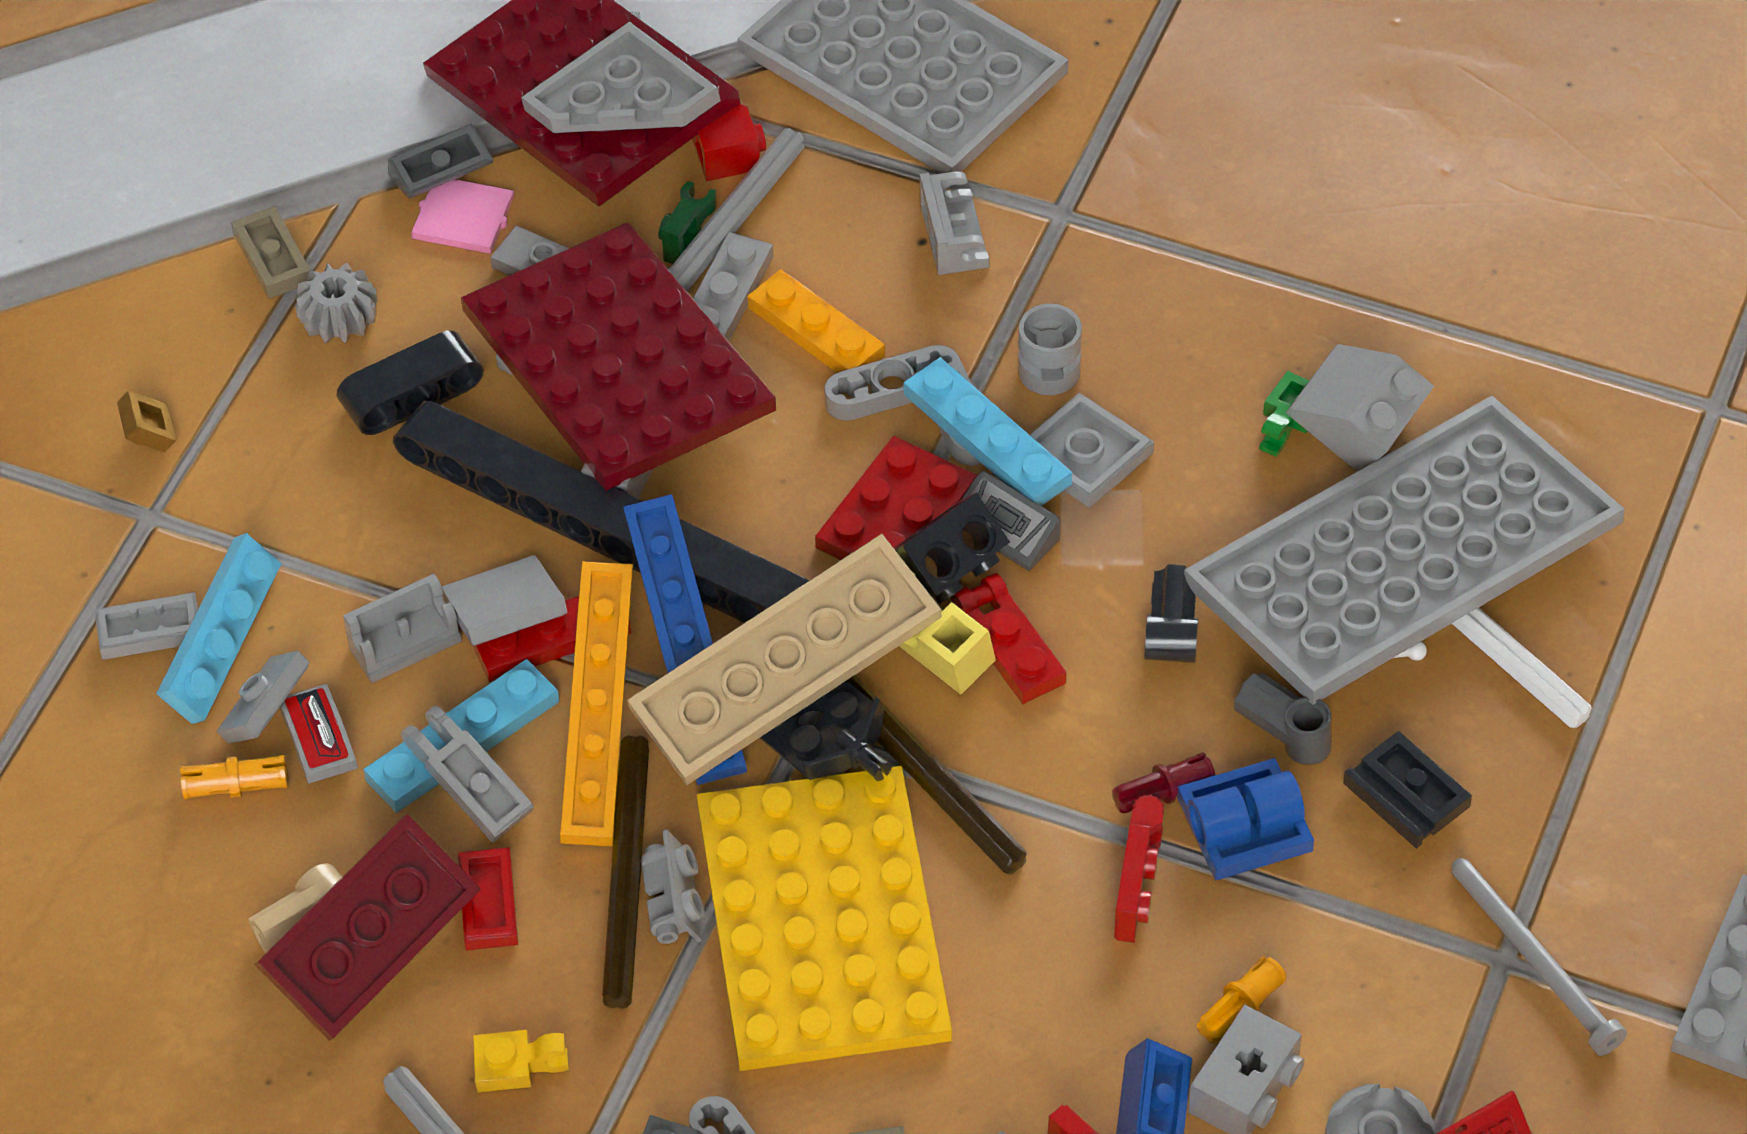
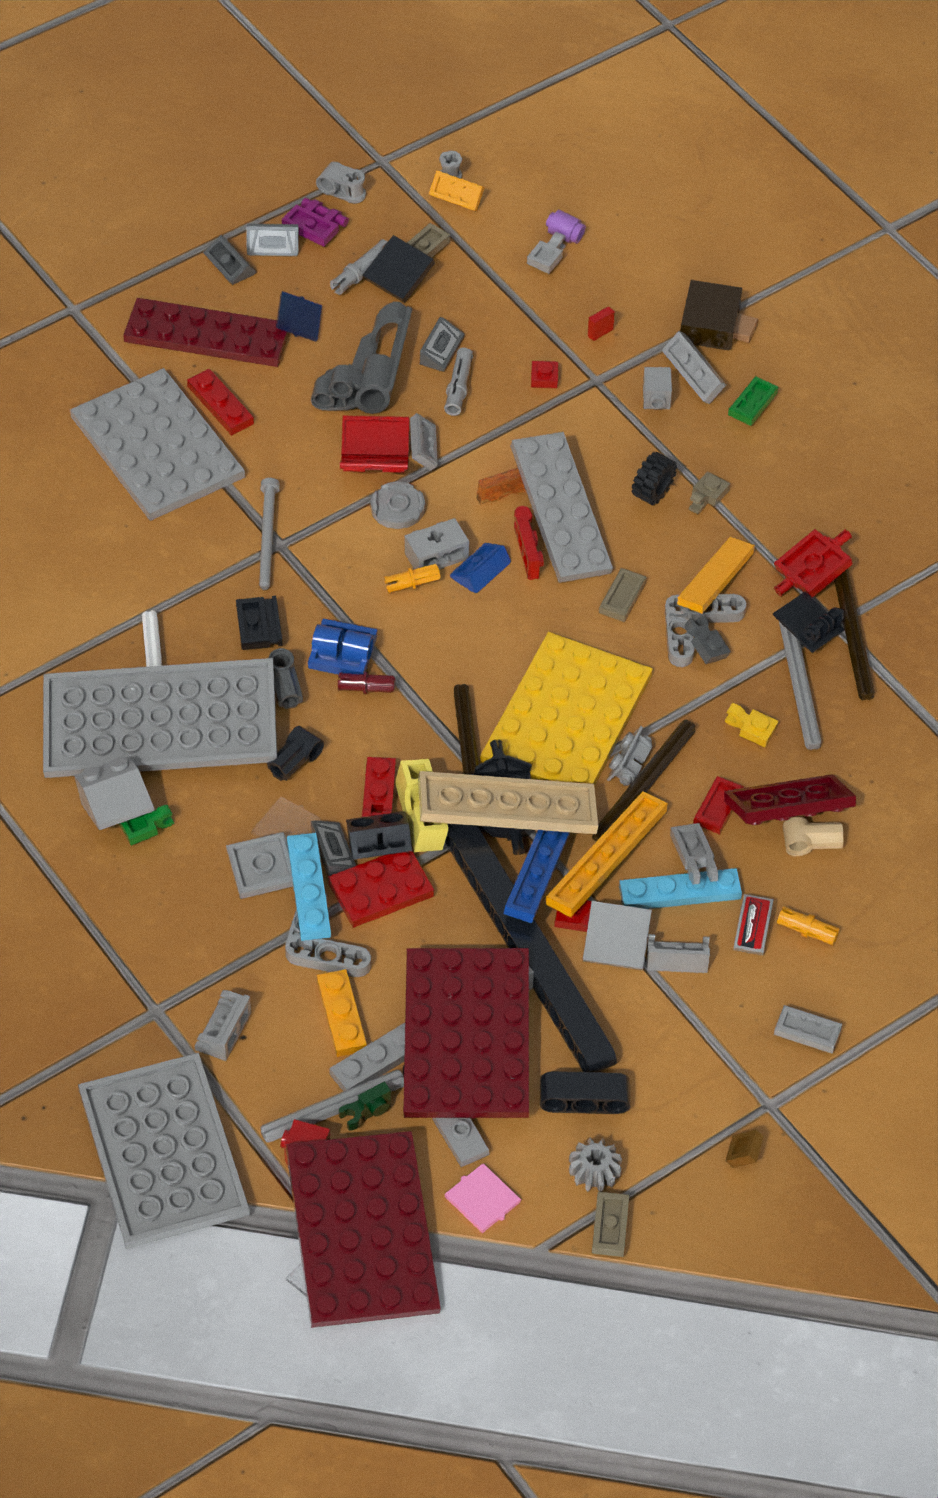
camera: 150 degrees left, 0 degrees up
(218, 629) = (766, 1006): medium azure plate -> none
(263, 696) = (771, 954): light grey plate -> none
(438, 161) = (476, 1232): dark grey slope -> none
(621, 86) = (354, 1172): light grey plate -> none
(1049, 349) = (239, 913): light grey wheel -> none
(1138, 864) = (412, 651): red hinge -> none

